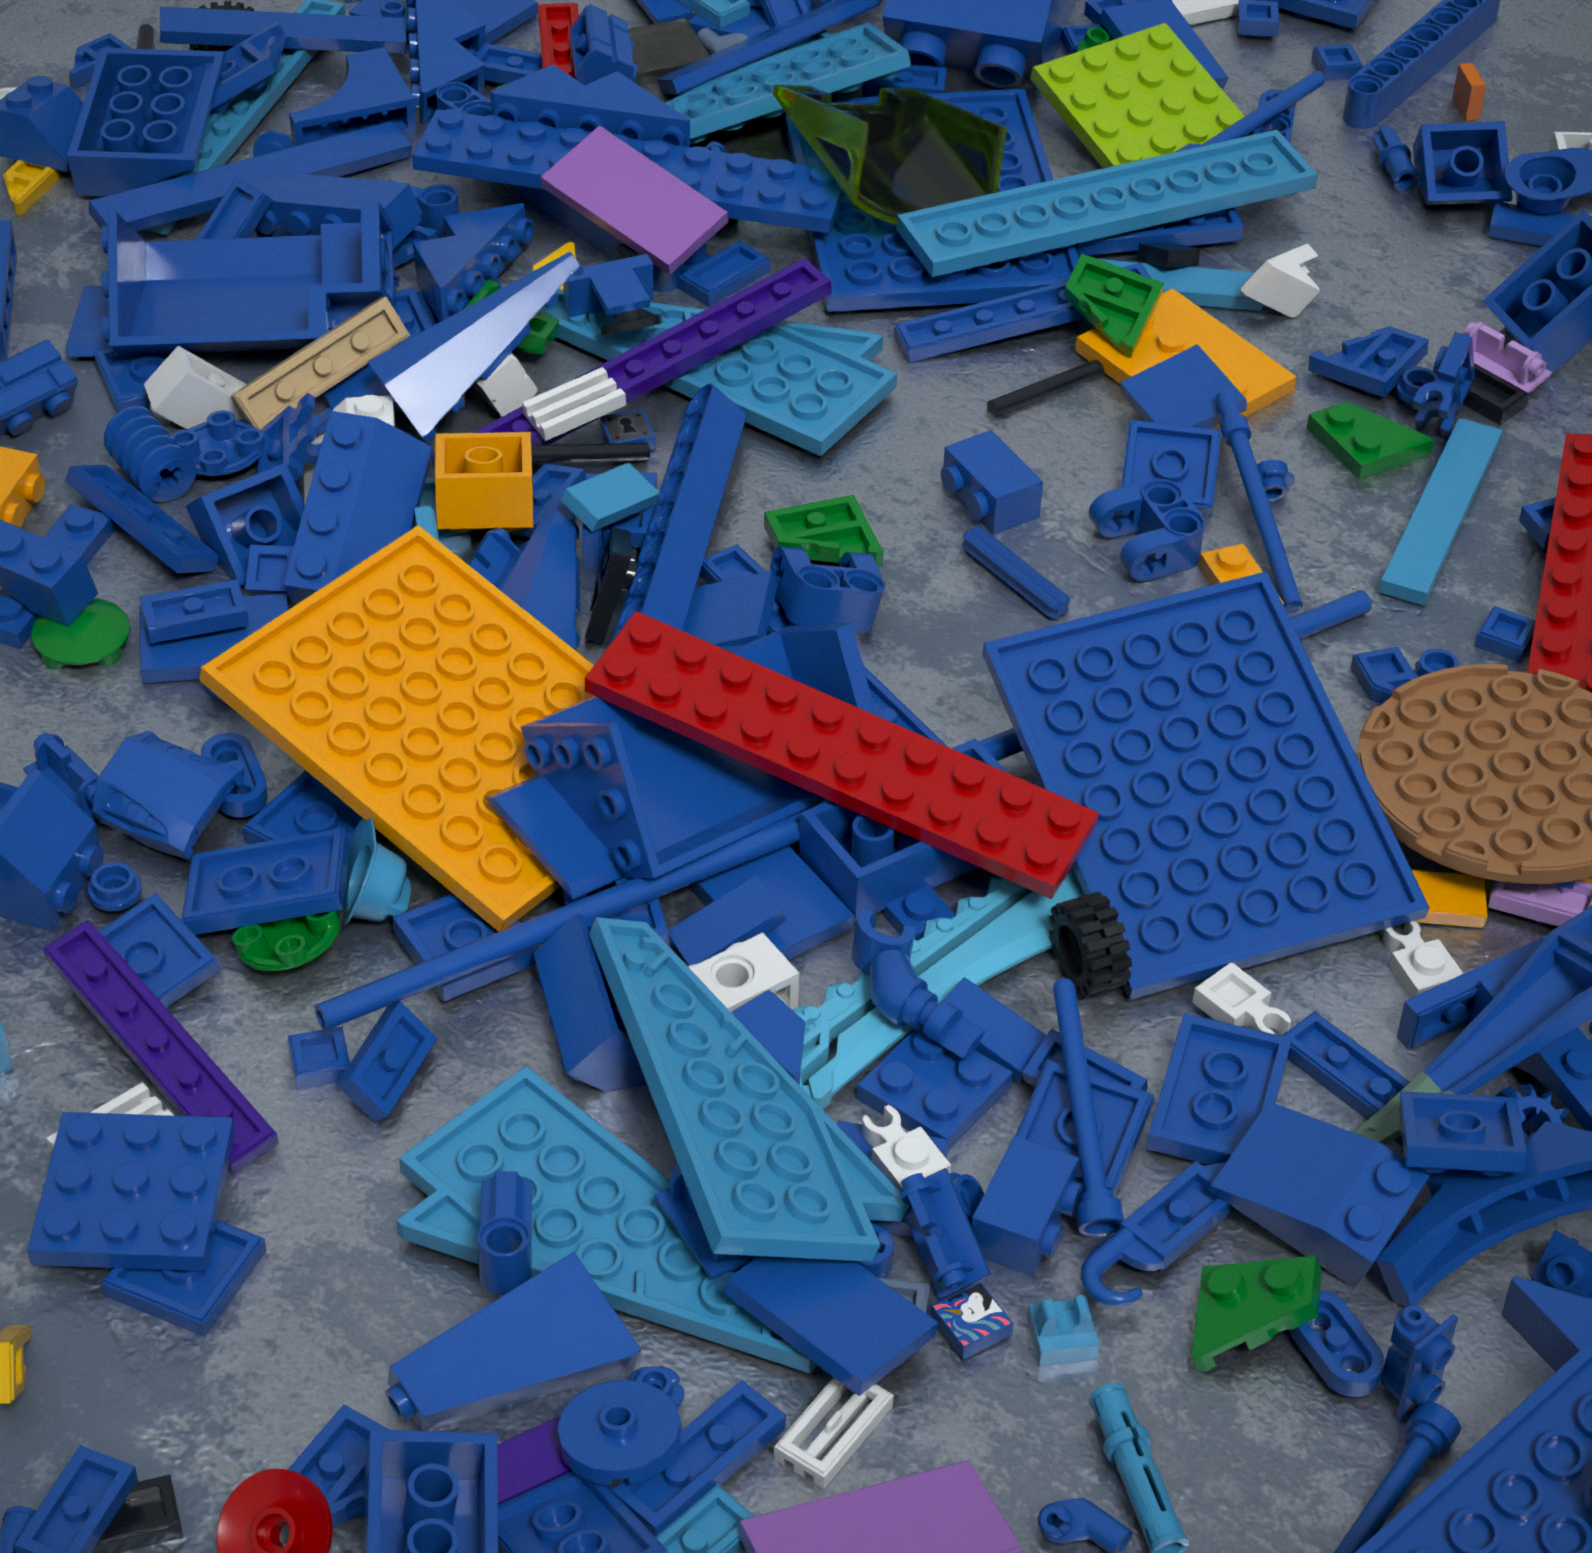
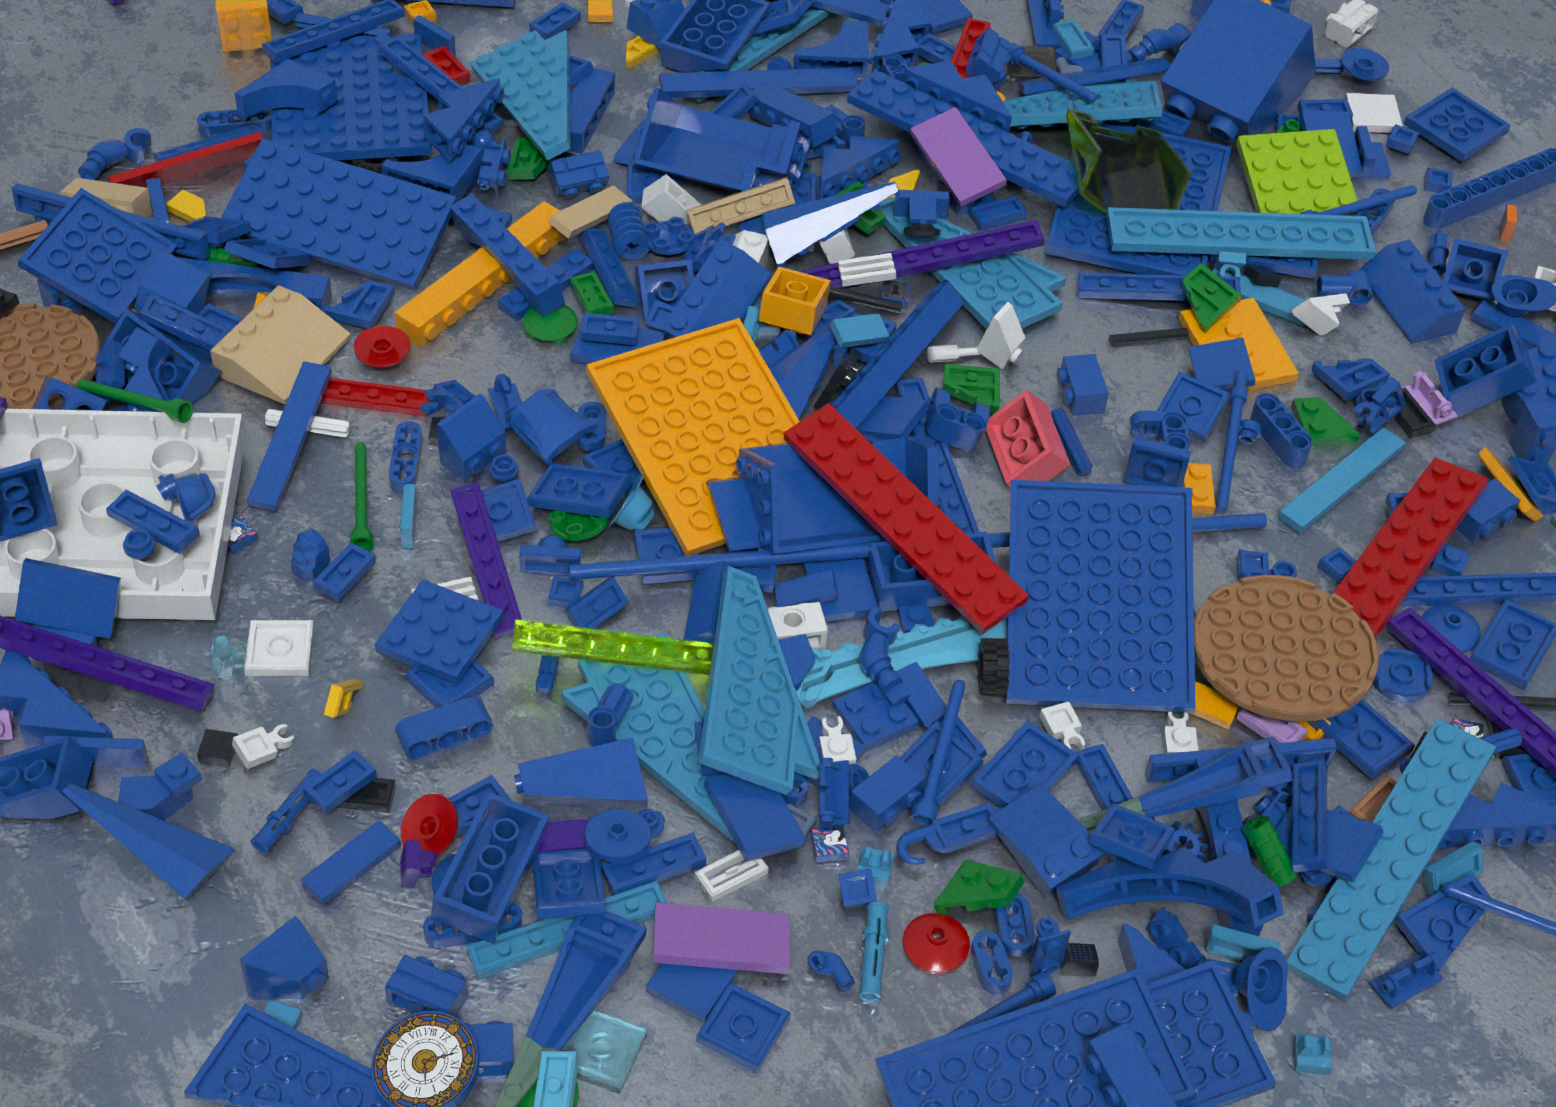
camera: 20 degrees right, 5 degrees up
(68, 441) = (587, 212): none -> tan tile
(131, 568) = (591, 294): none -> green plate
(216, 1353) = (444, 727): none -> blue beam
(267, 1006) = (548, 557): none -> blue tile
(350, 1189) = (547, 674): none -> blue axle
(460, 1115) = (612, 647): none -> clear neon green plate
(647, 41) = (1019, 57): none -> blue piece
(759, 495) = (948, 353): none -> white axle
(838, 447) = (1003, 338): none -> white slope
(951, 590) = (1026, 440): none -> coral slope
(1058, 1376) = (857, 888): none -> blue plate
(1117, 244) = (1230, 262): none -> dark azure tile
(1172, 560) = (1156, 464): none -> blue tile
(1218, 1438) = (936, 954): none -> red dish
(1227, 50) = (1371, 156): none -> blue panel
(1303, 227) = (1354, 284): none -> blue piece
(1321, 463) = (1281, 430): none -> blue beam
(1328, 1422) = (998, 960): none -> blue beam
(1393, 219) = (1413, 293): none -> blue slope
(1472, 1365) = (1080, 960): none -> black slope

